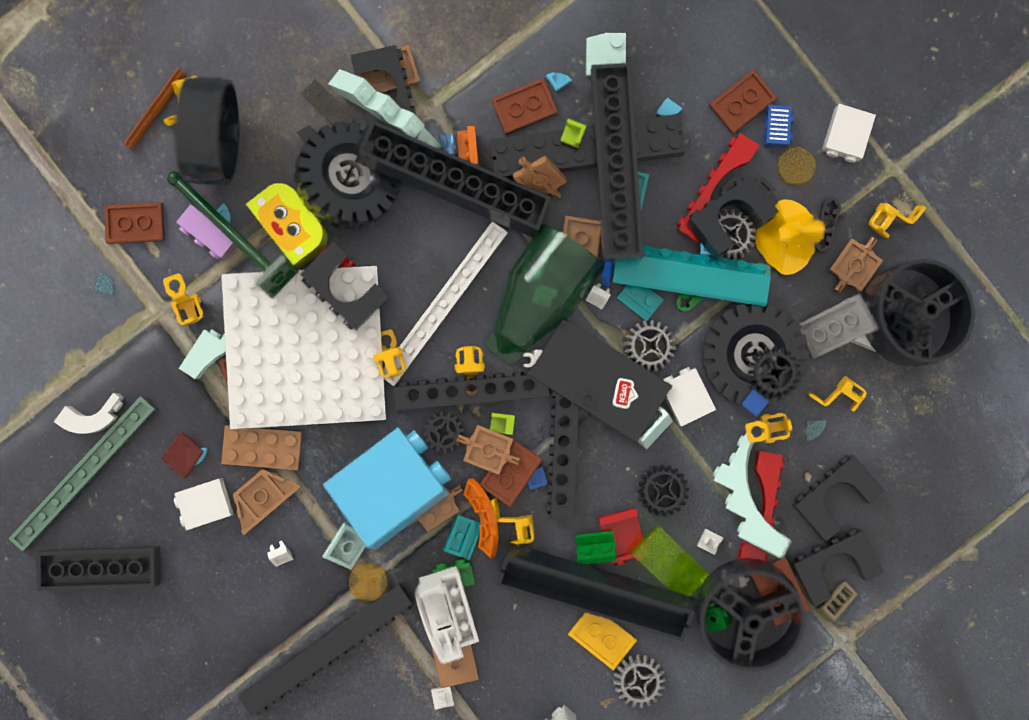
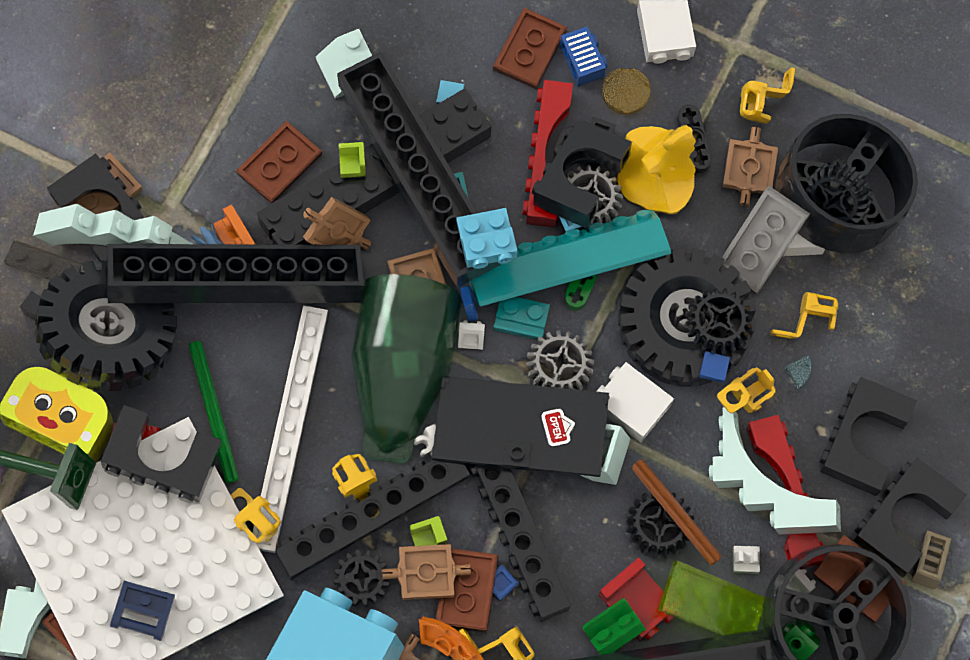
camera: 30 degrees left, 15 degrees down
(287, 383) = (145, 602): none -> dark blue plate
(397, 267) = (213, 411): none -> green axle
(558, 80) = (305, 117): medium azure tile -> none
(638, 240) = (487, 238): none -> medium azure plate
(677, 490) = (676, 512): none -> dark orange axle

